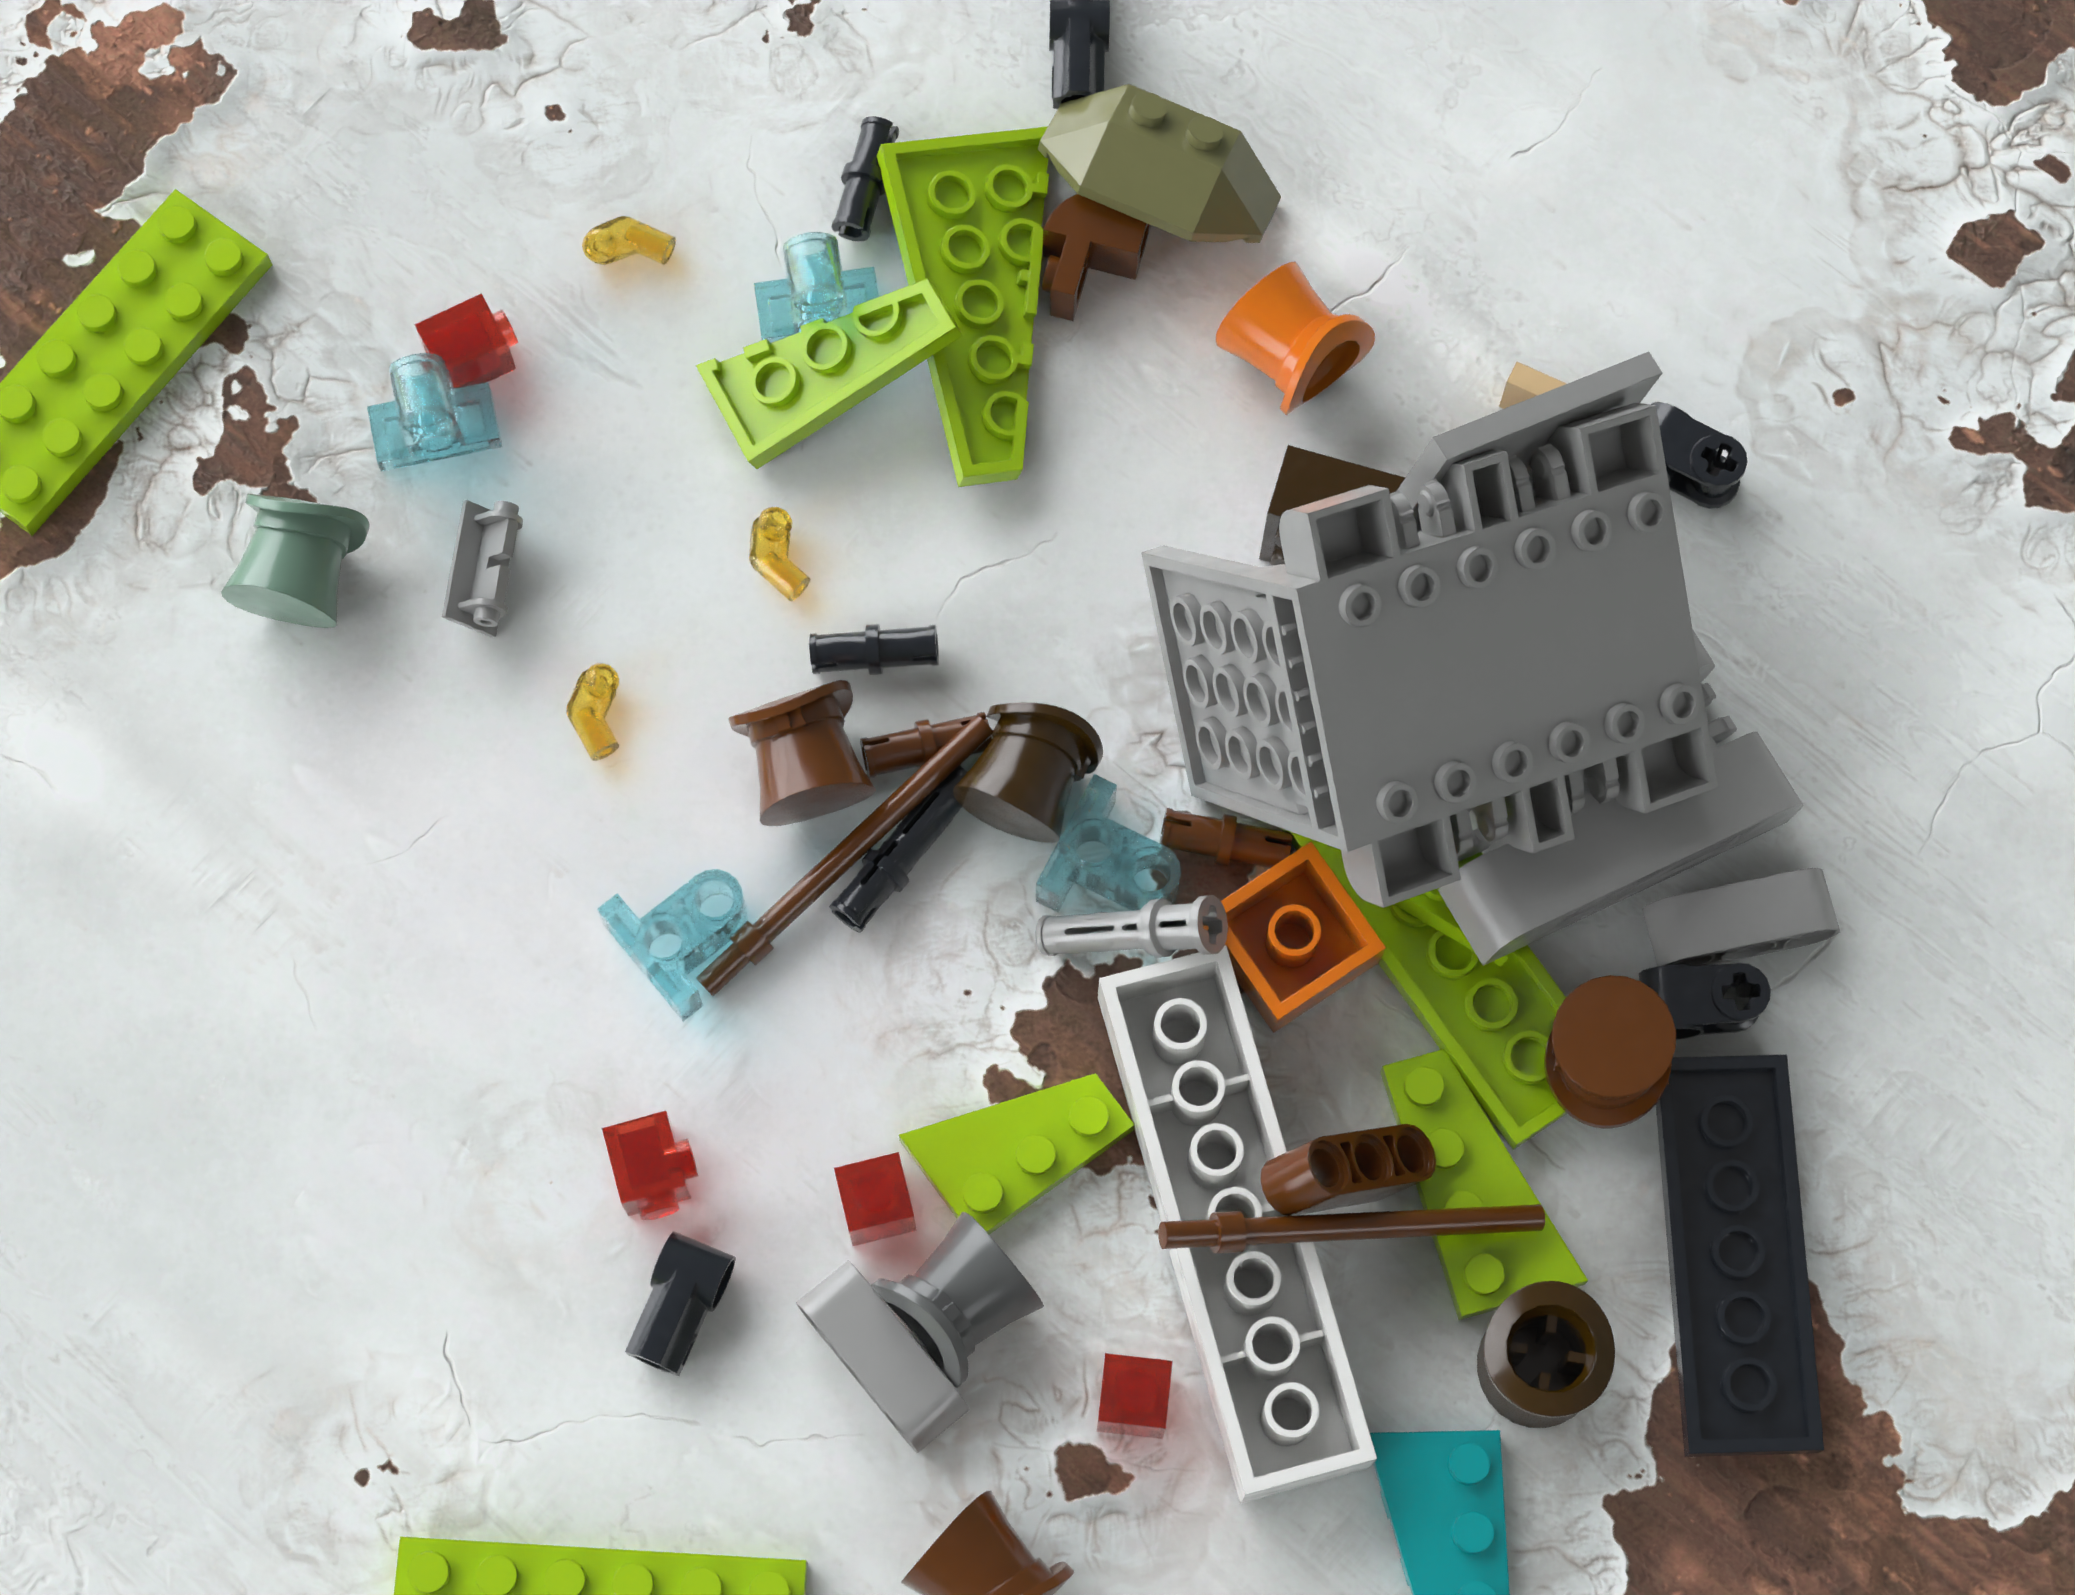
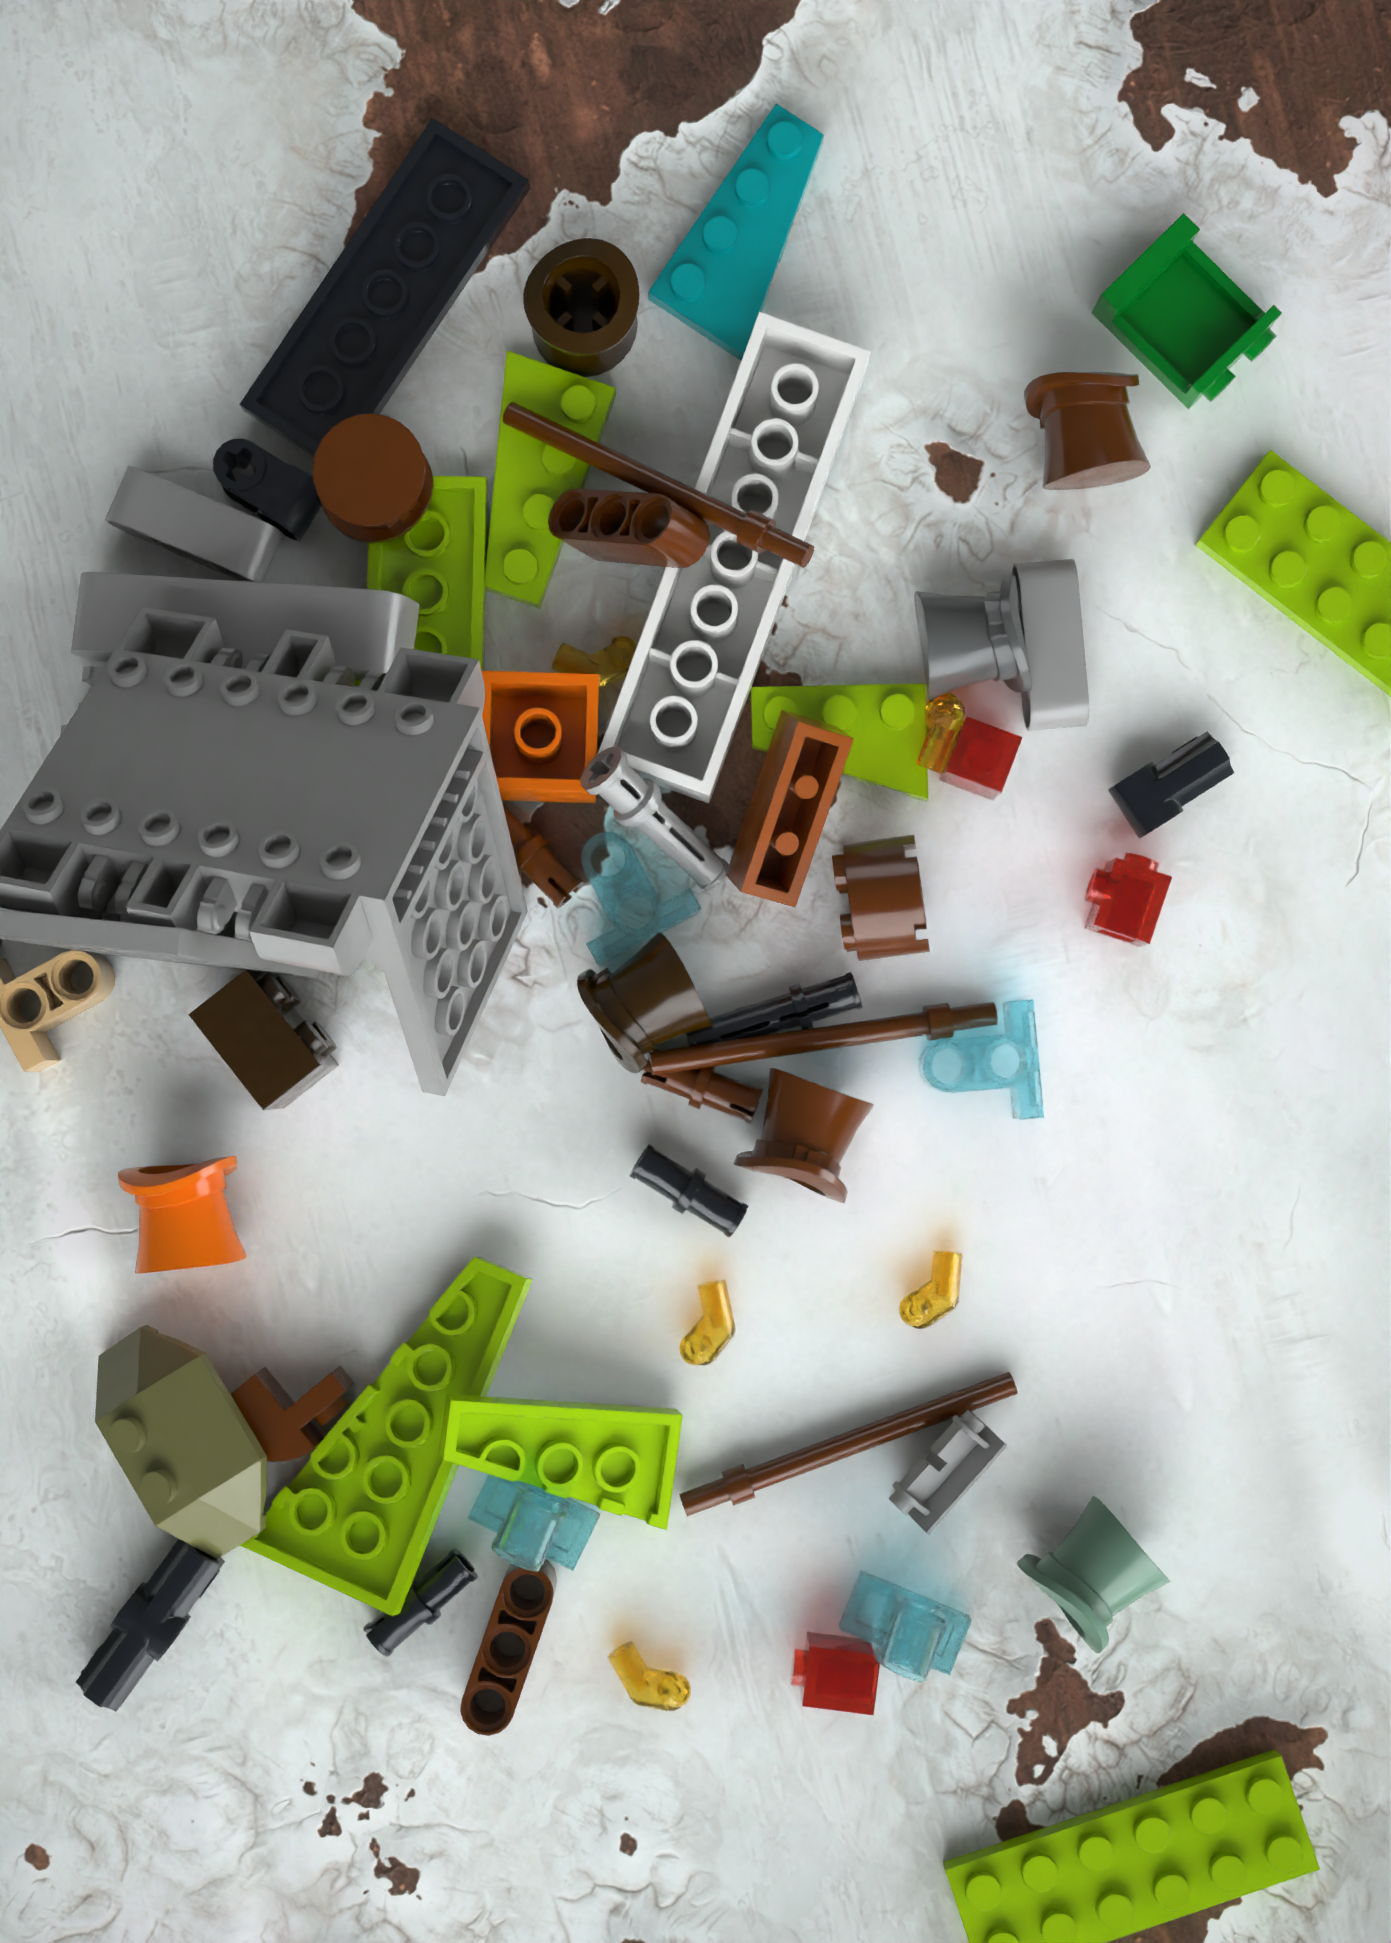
camera: 145 degrees left, 15 degrees up
(655, 445) = (741, 1483): none -> reddish brown bar
(759, 168) = (501, 1671): none -> reddish brown beam
(878, 1003) = (882, 898): none -> reddish brown brick
(929, 1201) = (942, 722): none -> clear yellow arm
(1020, 1024) = (789, 808): none -> dark orange brick
(1134, 1396) = (892, 488): clear red brick -> none
(1288, 1046) = (610, 662): none -> clear yellow arm

